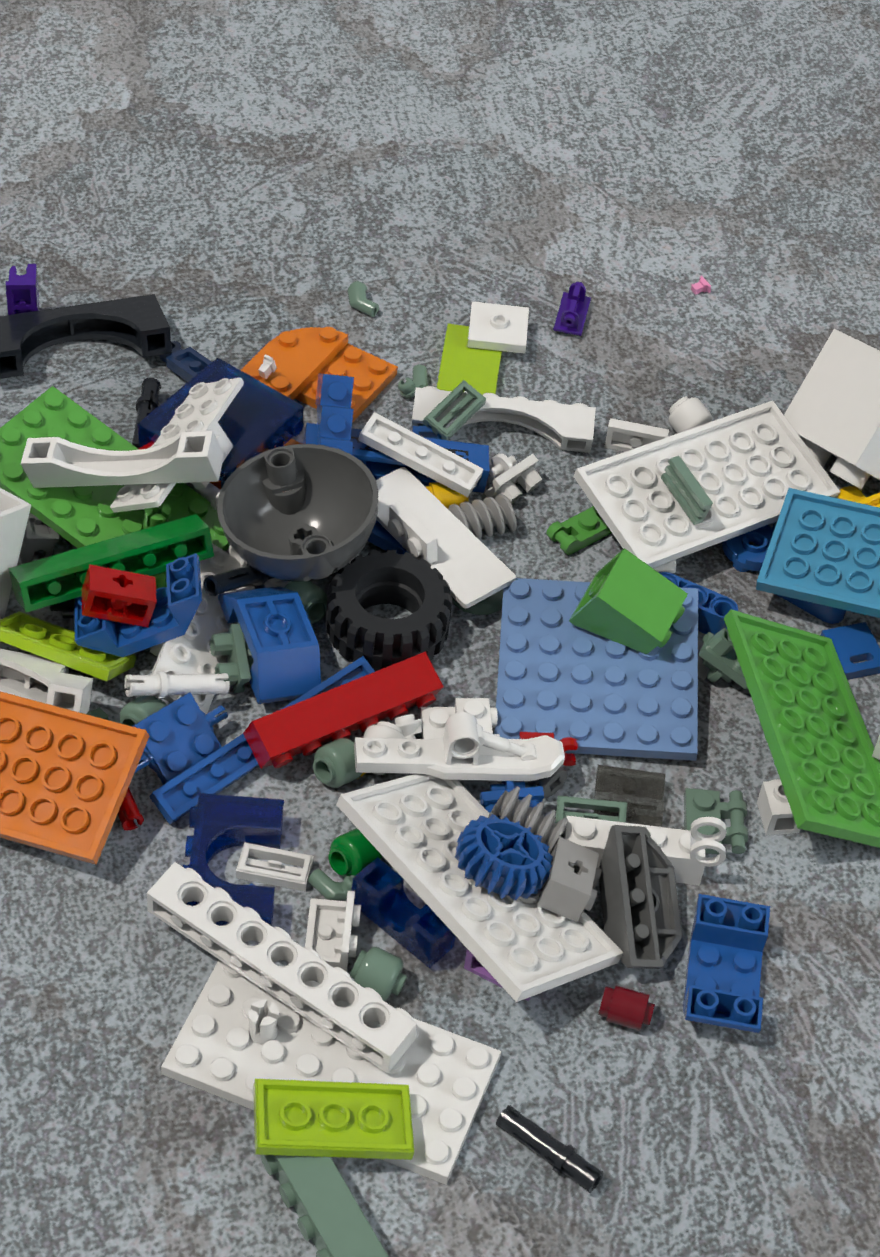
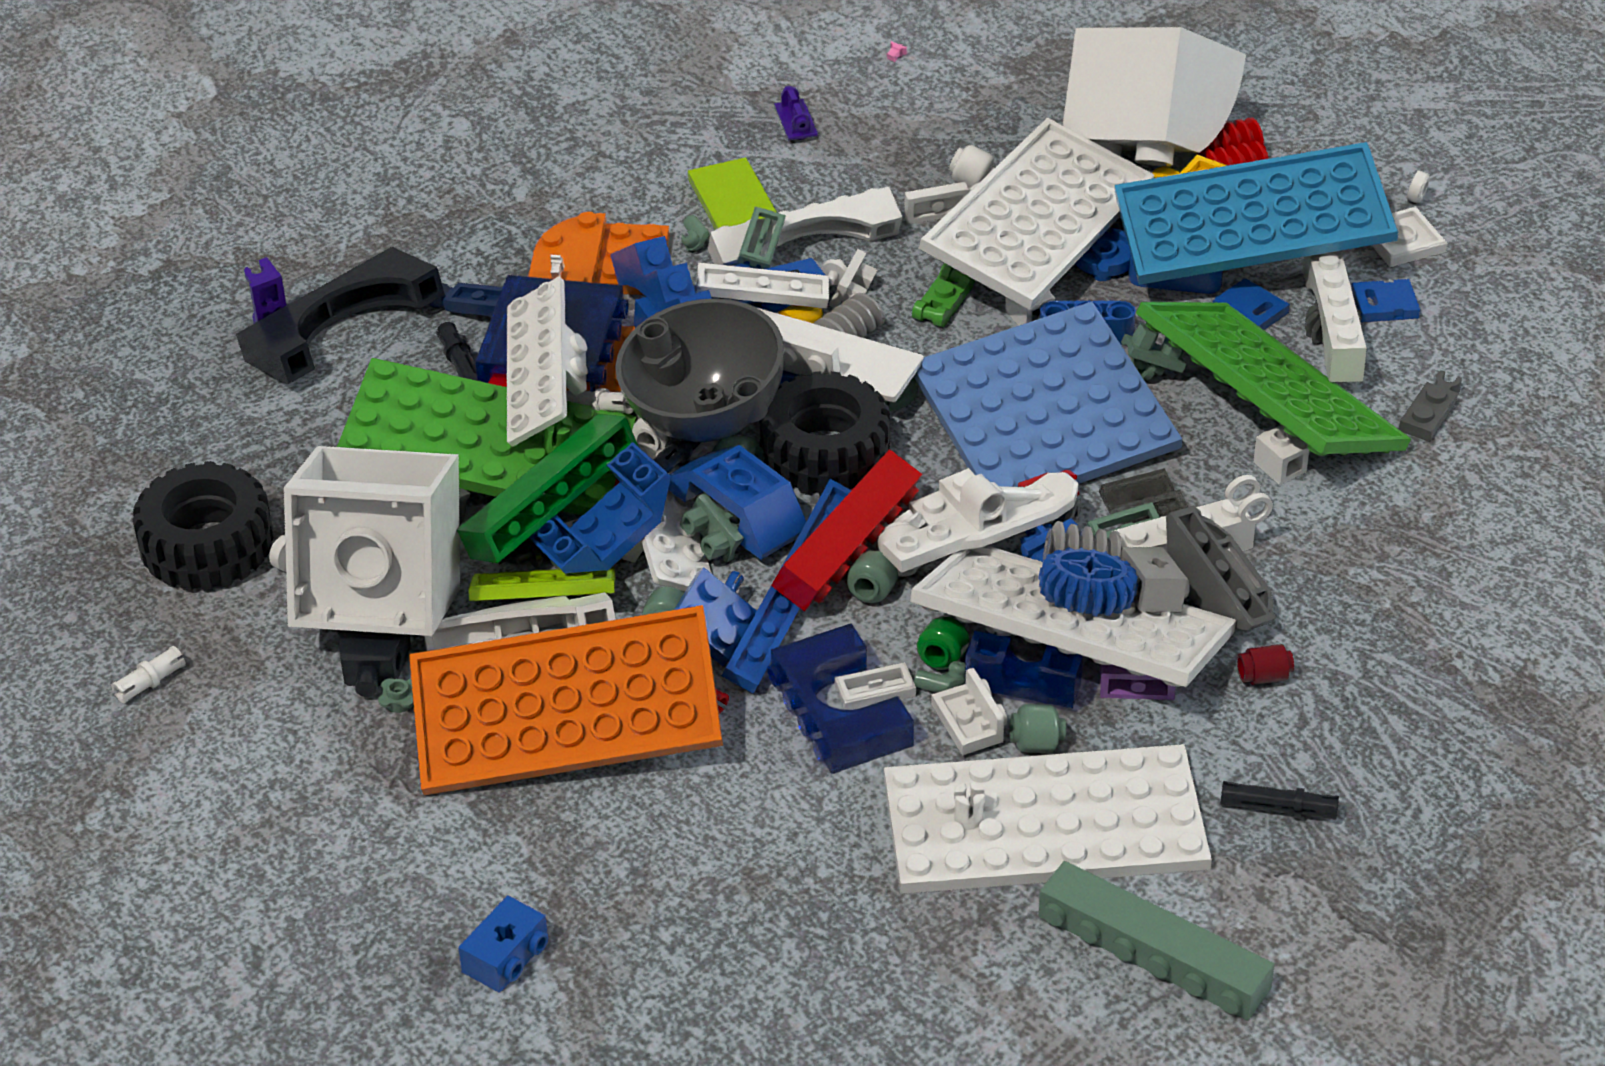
camera: 20 degrees left, 5 degrees down
(118, 596) = (581, 510): red brick -> none
(162, 684) = (674, 571): white pin -> none
(183, 459) = (447, 415): white arch -> none
(332, 1119) = (1089, 851): lime tile -> none
(347, 1024) = (955, 751): white brick -> none
(358, 299) = (586, 182): sand green arm -> none
(498, 327) = (740, 155): white plate -> none
(630, 604) = (1047, 333): bright green slope -> none
(686, 490) = (1029, 223): sand green tile -> none
(707, 803) = (1212, 482): sand green plate -> none
(726, 963) = (1320, 595): blue slope -> none

